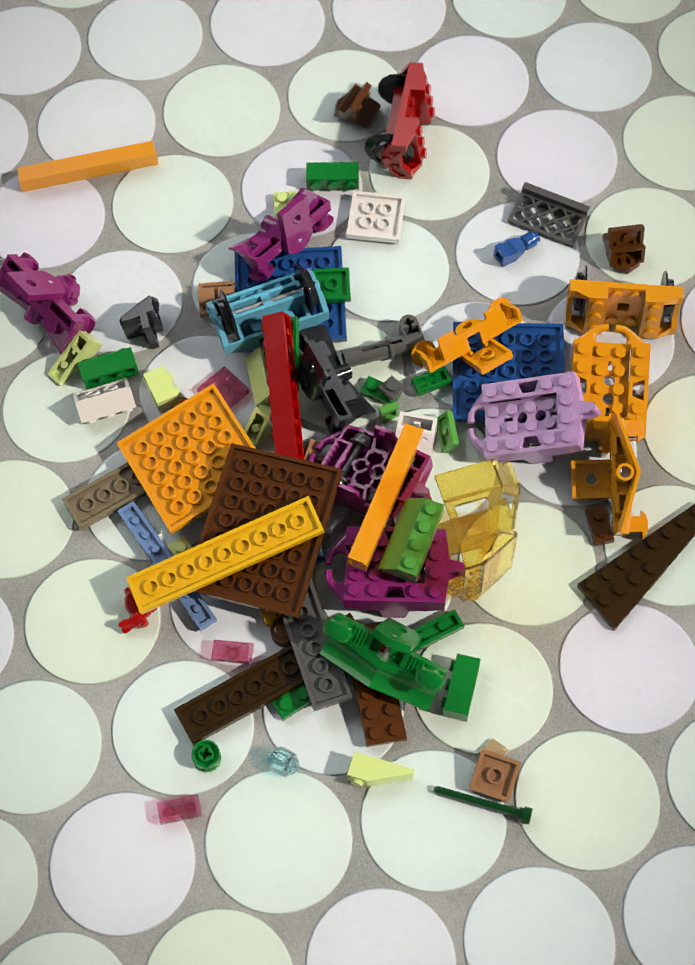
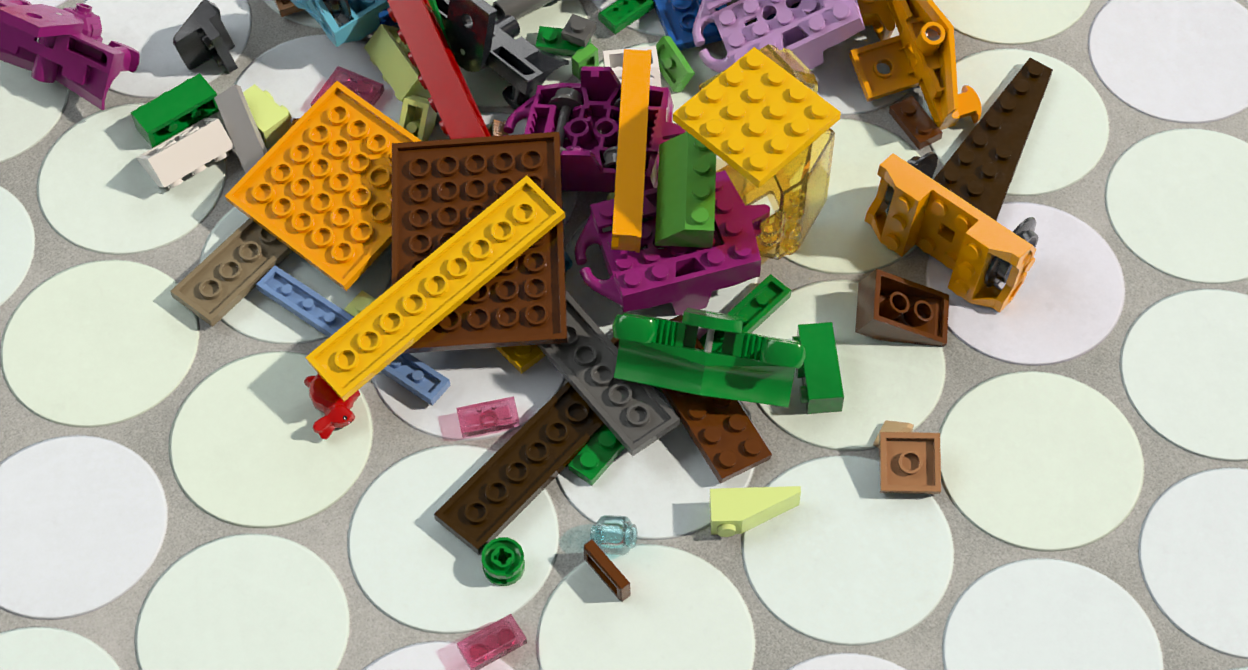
camera: 20 degrees left, 5 degrees down
(80, 348) = (116, 119): yellowish green slope -> none
(144, 395) = (241, 126): none -> light grey tile
(270, 788) = (606, 570): none -> reddish brown tile
(279, 633) = (544, 374): reddish brown wheel -> none
(463, 511) = (756, 117): none -> yellow plate
(523, 814) = (965, 501): dark green piece -> none
(533, 664) = (901, 310): none -> reddish brown slope
(600, 639) = (950, 231): none -> light orange piece

